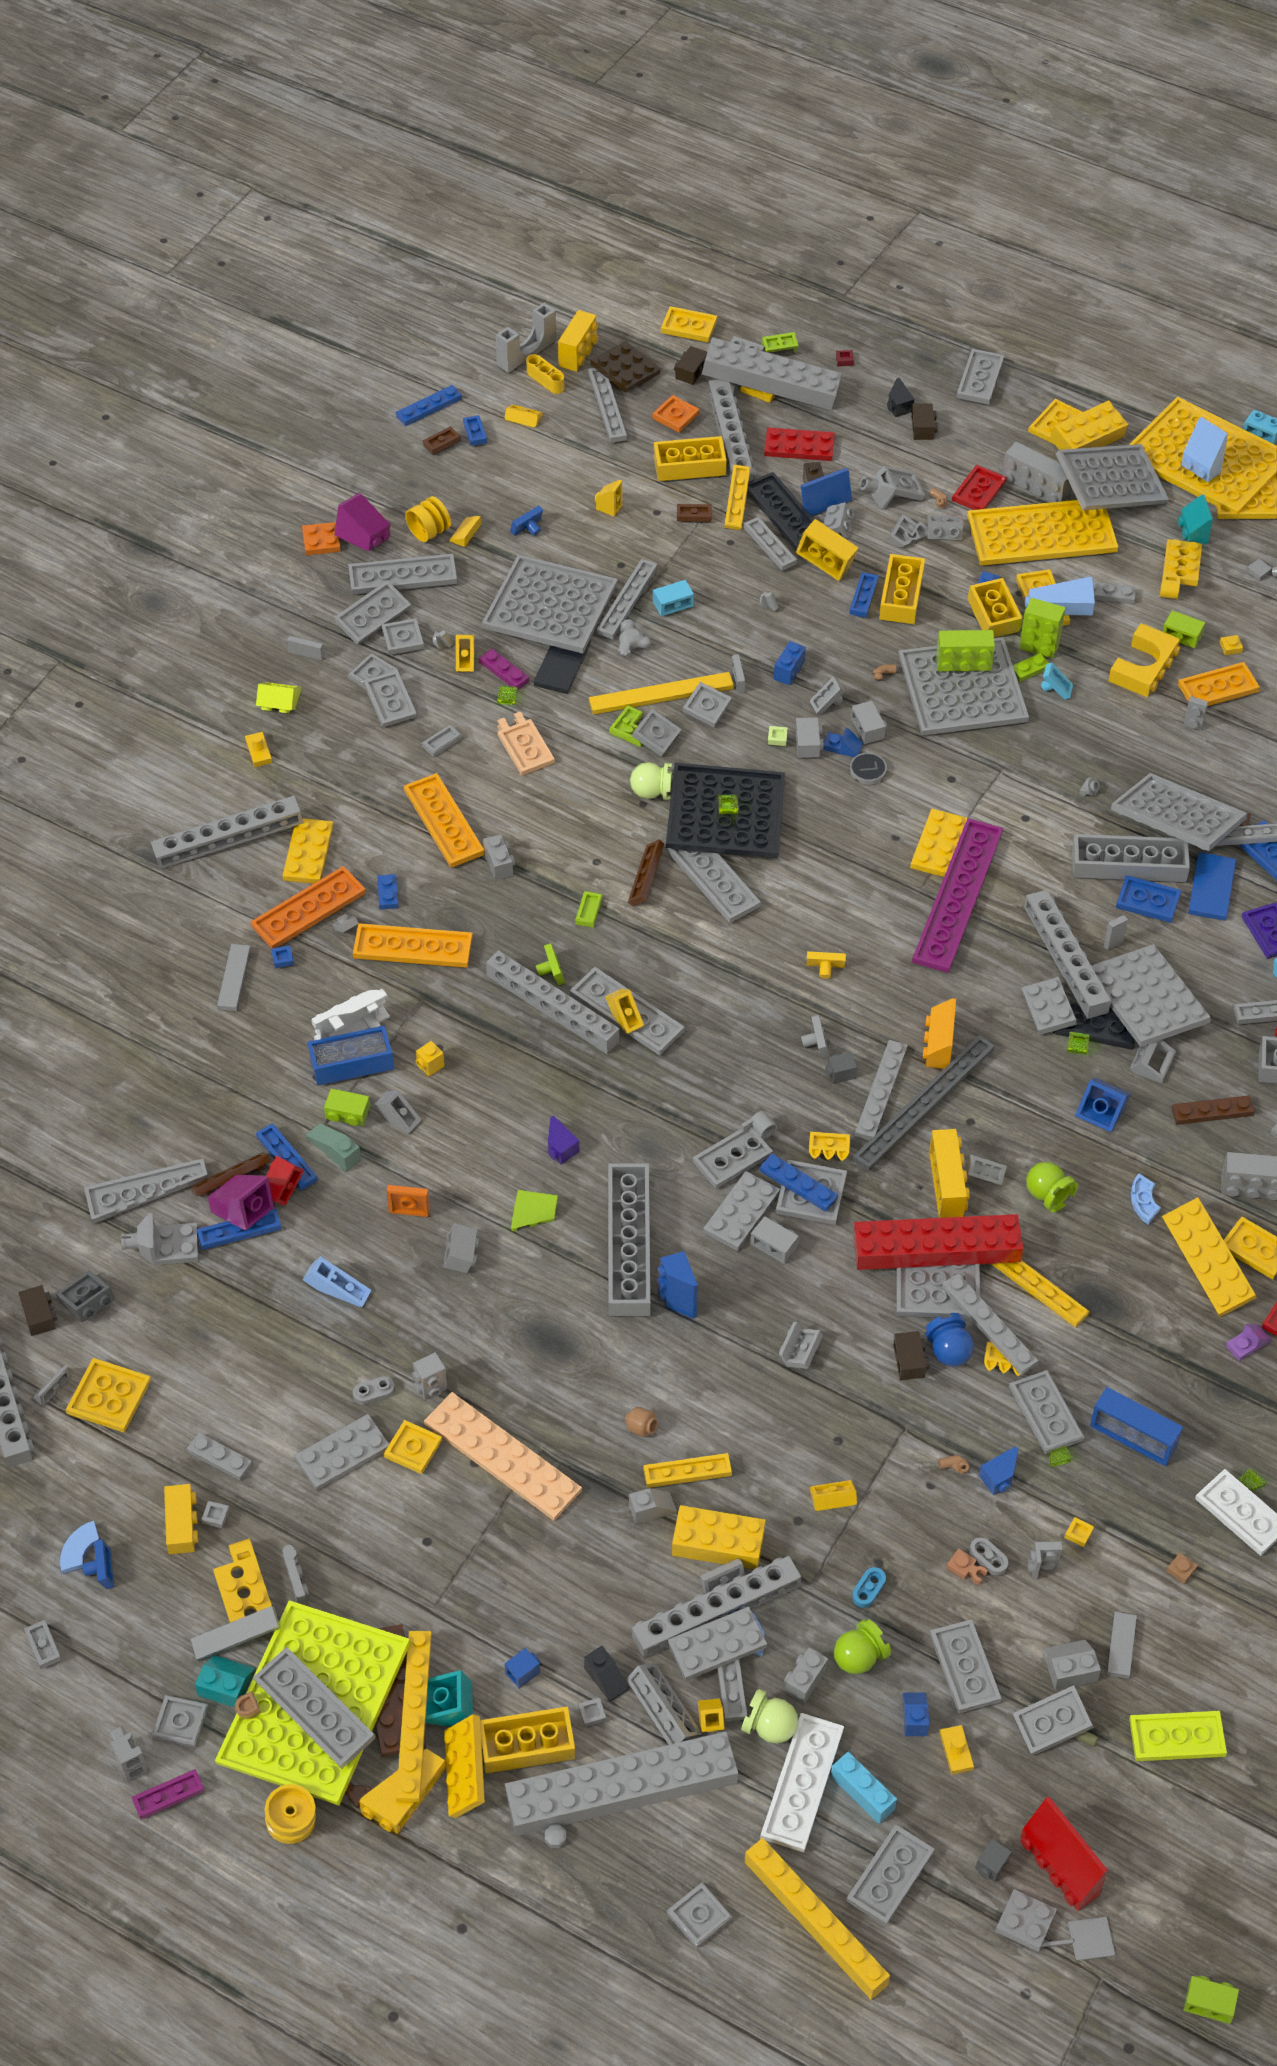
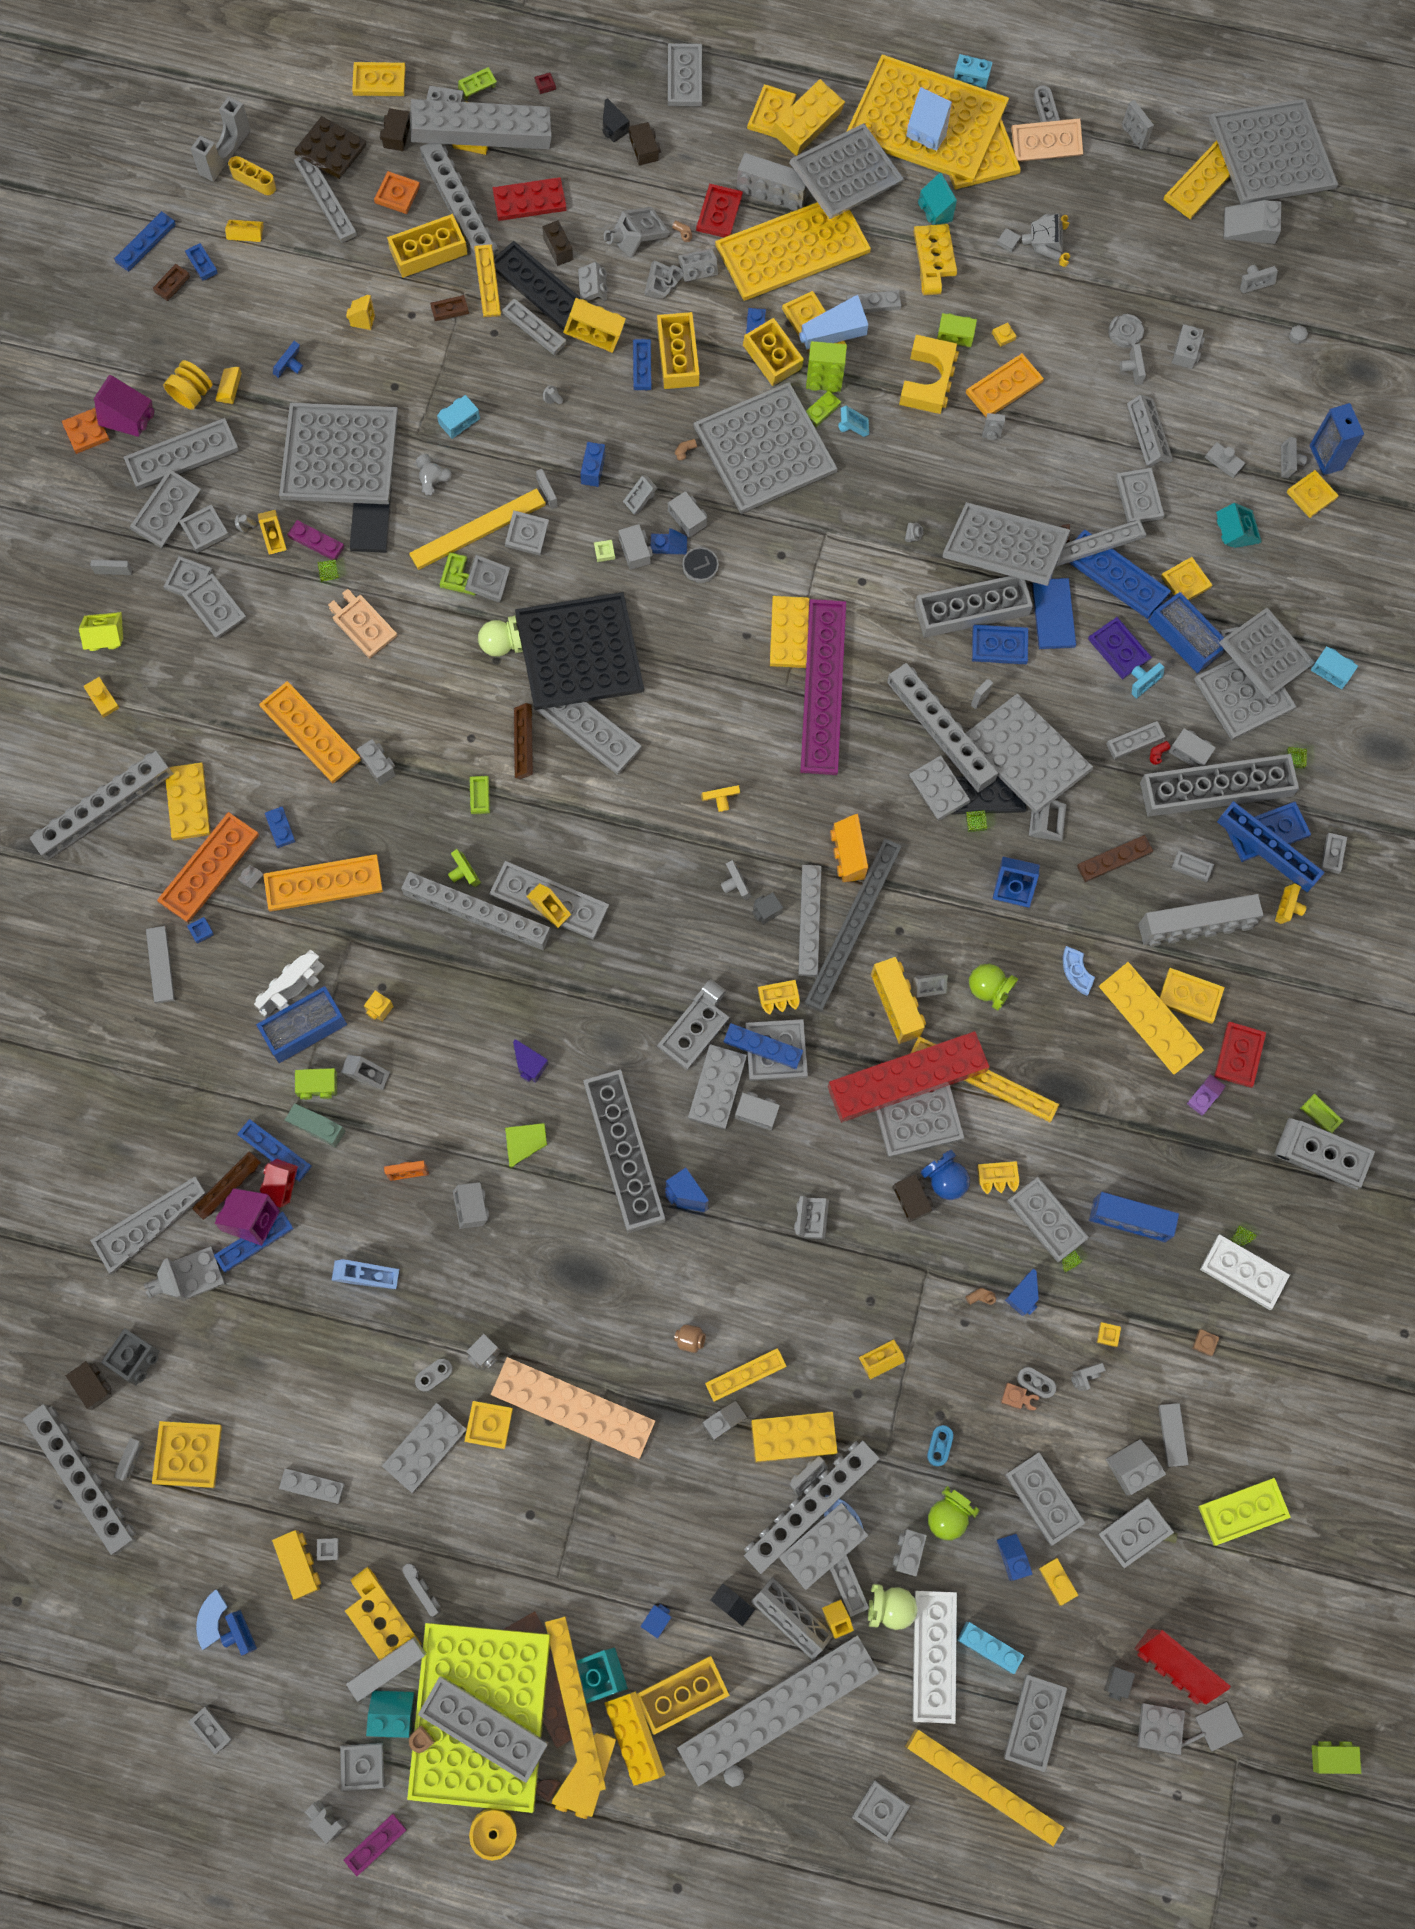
camera: 20 degrees left, 20 degrees up
(441, 740) = (279, 639): light grey tile -> none
(577, 341) = (274, 129): yellow brick -> none
(592, 1712) = (731, 1645): light grey plate -> none
(627, 598) = (413, 427): light grey plate -> none
(727, 804) = (581, 647): clear neon green plate -> none
(826, 491) = (574, 254): blue tile -> none
(965, 650) = (760, 412): lime brick -> none
(989, 1324) = (976, 1147): light grey plate -> none

